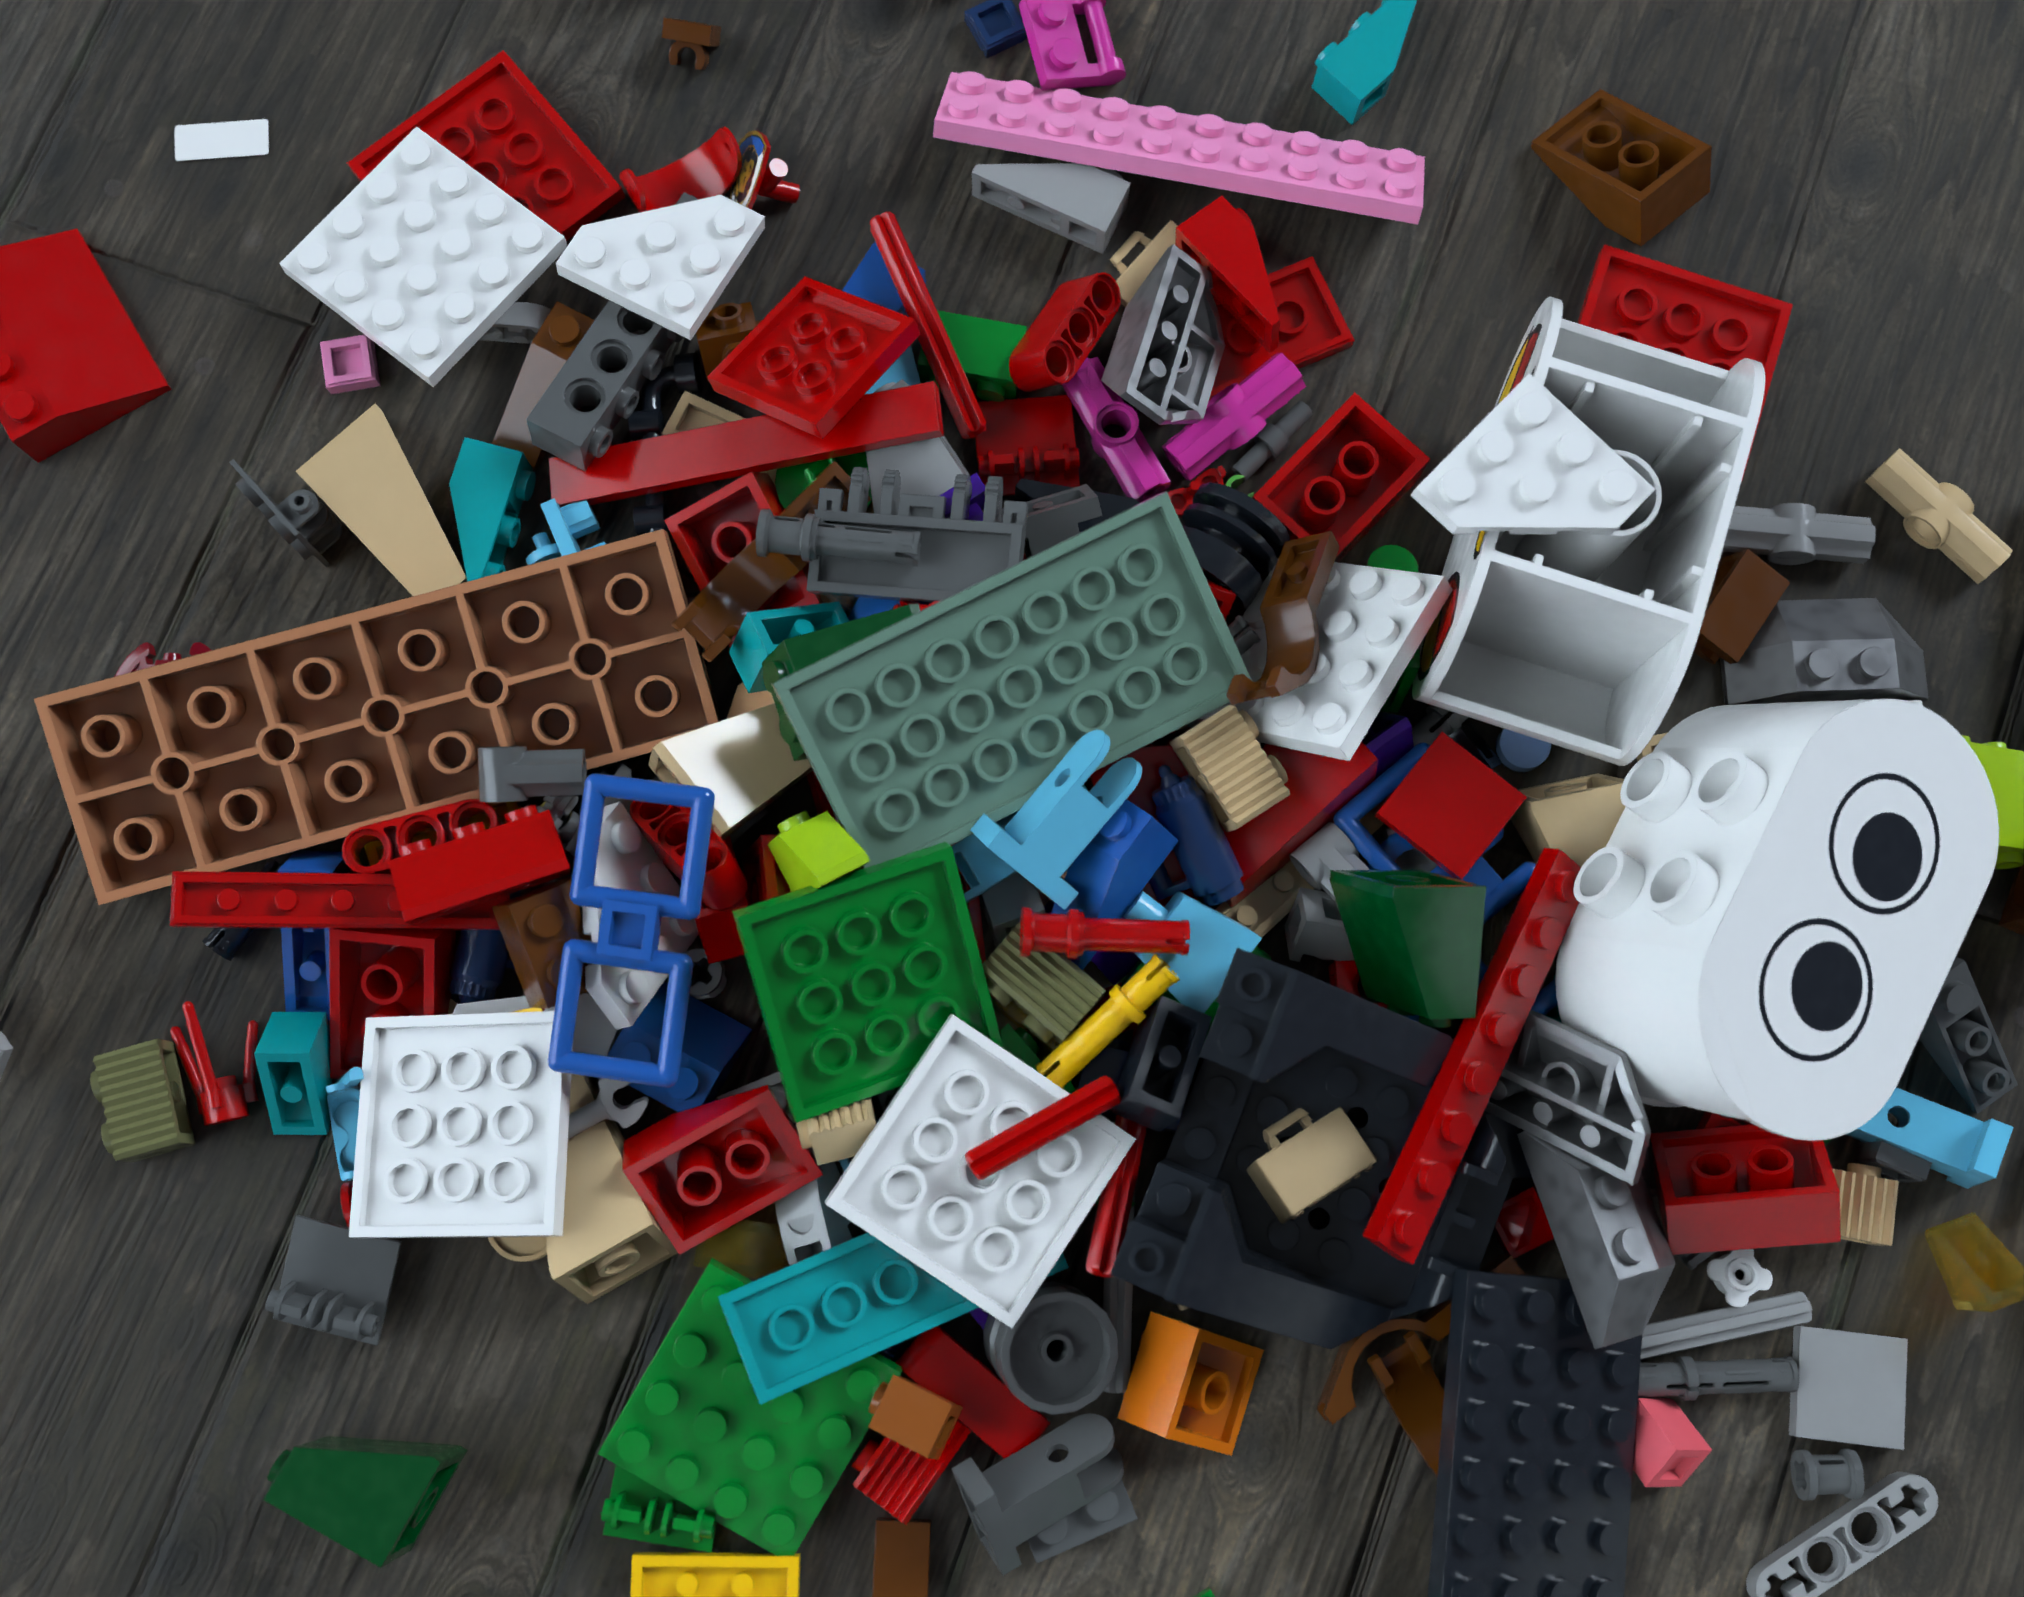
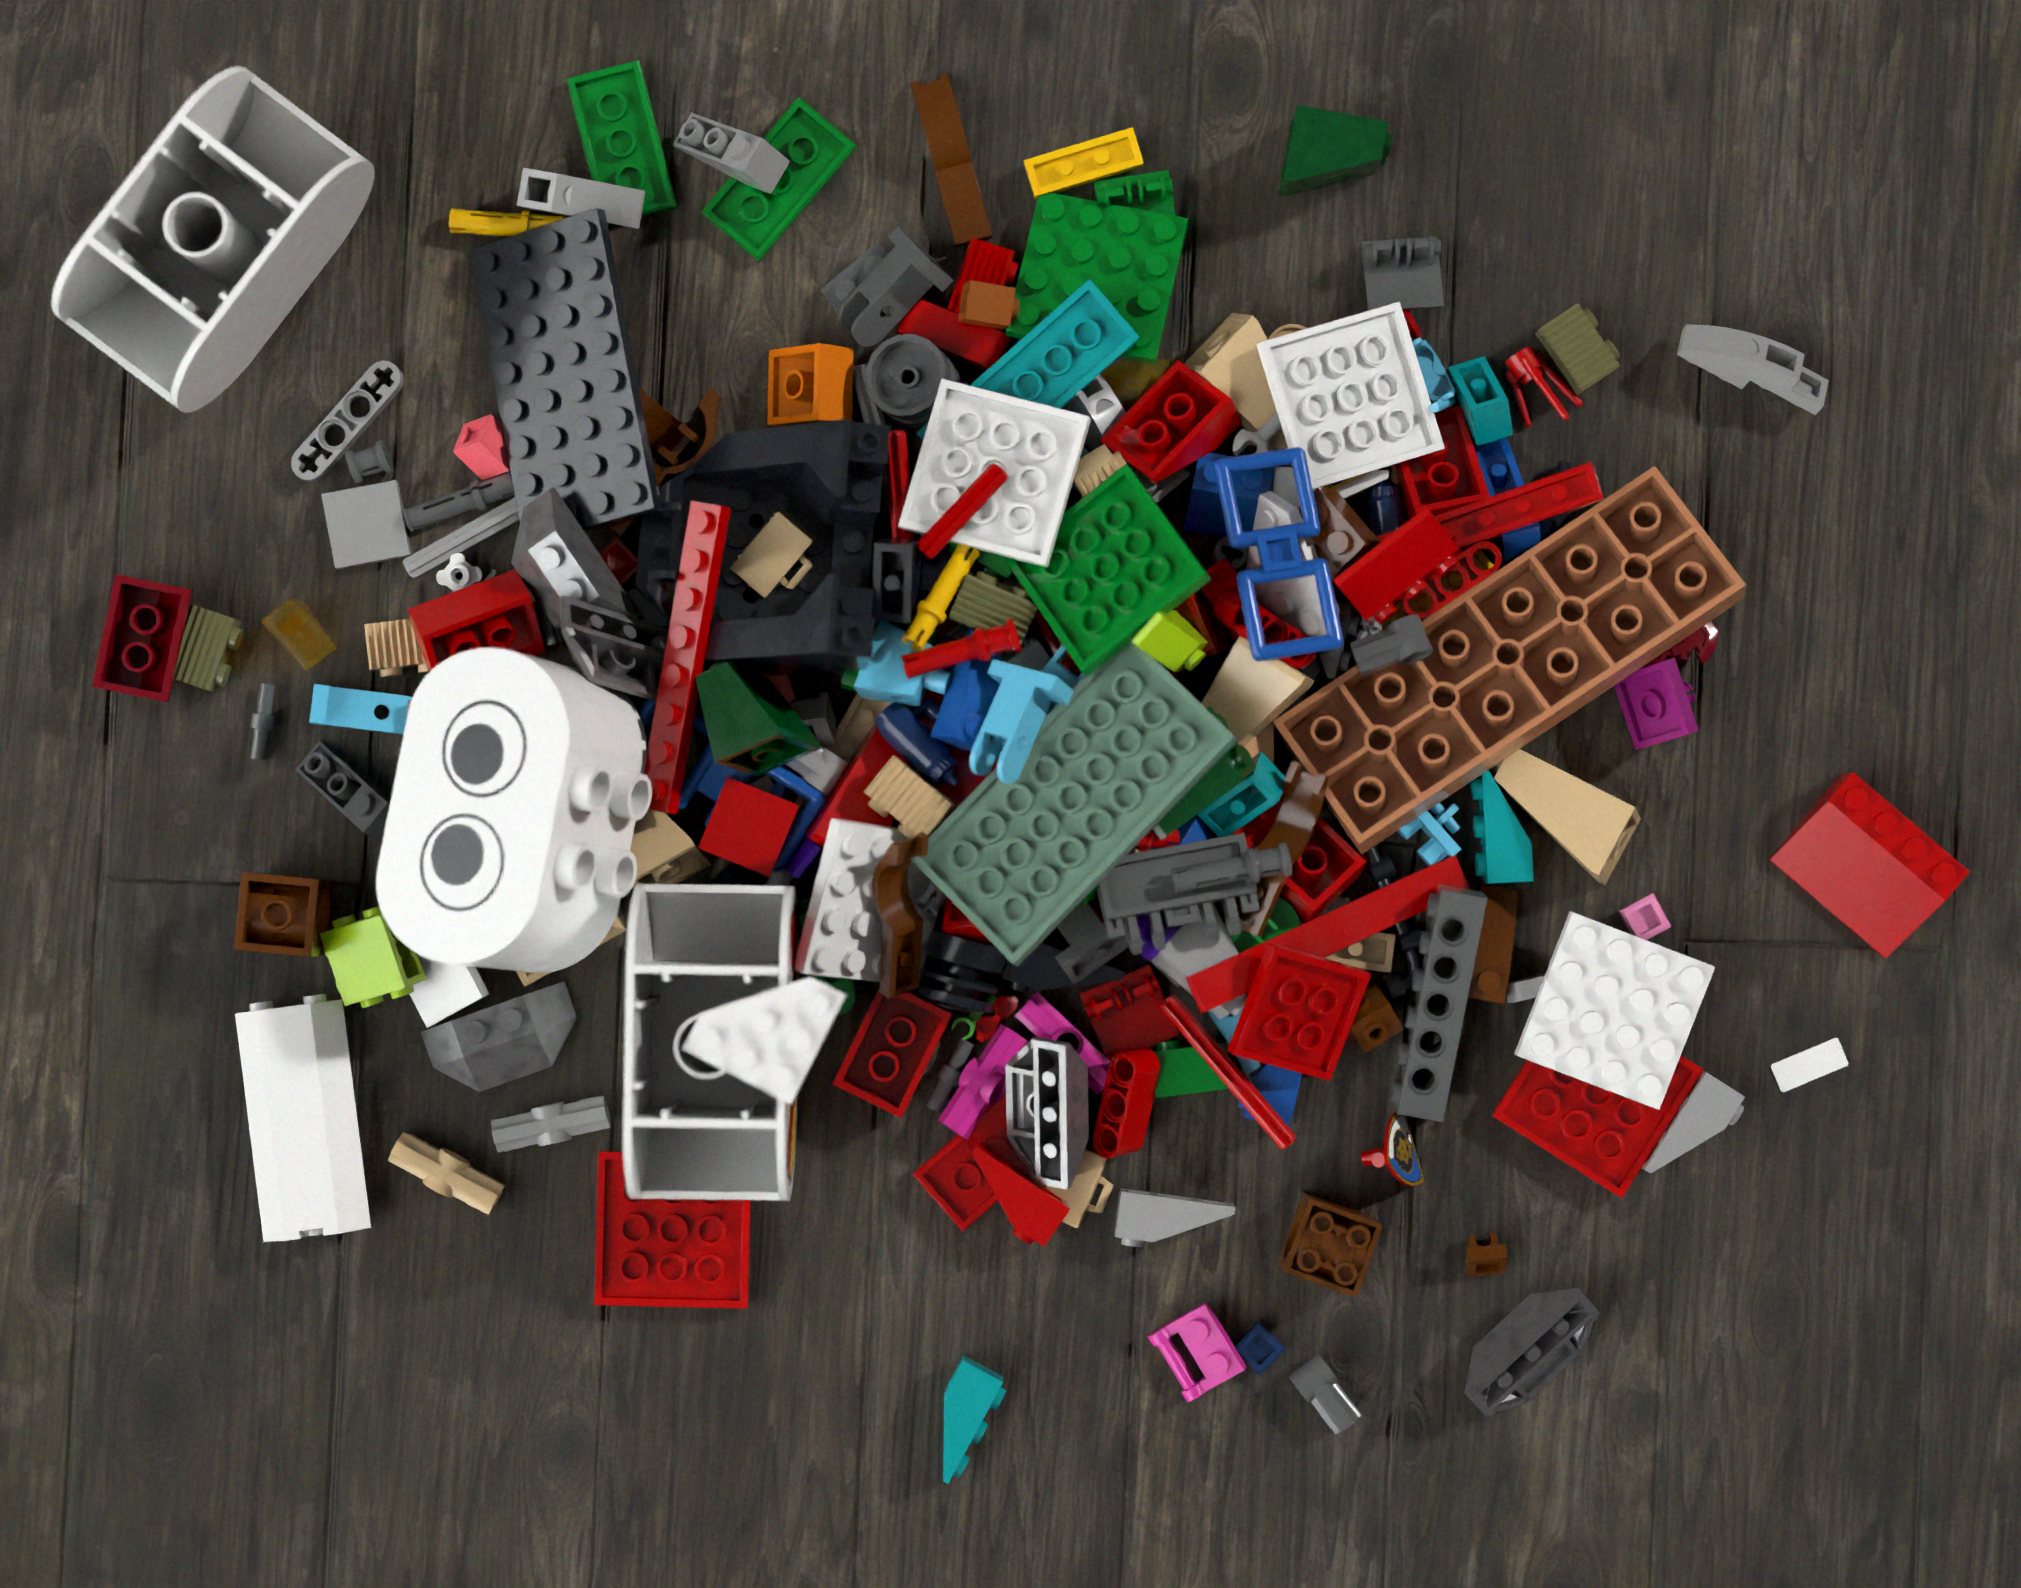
camera: 165 degrees right, 10 degrees up
(222, 598) = (1656, 704): none -> magenta tile
(298, 518) = (1626, 775): dark grey hinge -> none
(374, 105) = (1701, 1116): none -> light grey slope
(665, 260) = (1434, 1057): white plate -> none
(701, 174) = (1452, 1140): red piece -> none
(871, 95) = (1330, 1244): none -> reddish brown brick
(1182, 147) = (1086, 1283): bright pink plate -> none
(1626, 165) = (749, 1381): reddish brown slope -> none
(1737, 606) = (581, 1052): reddish brown hinge -> none
(1893, 1161) = (373, 684): dark grey tile -> none

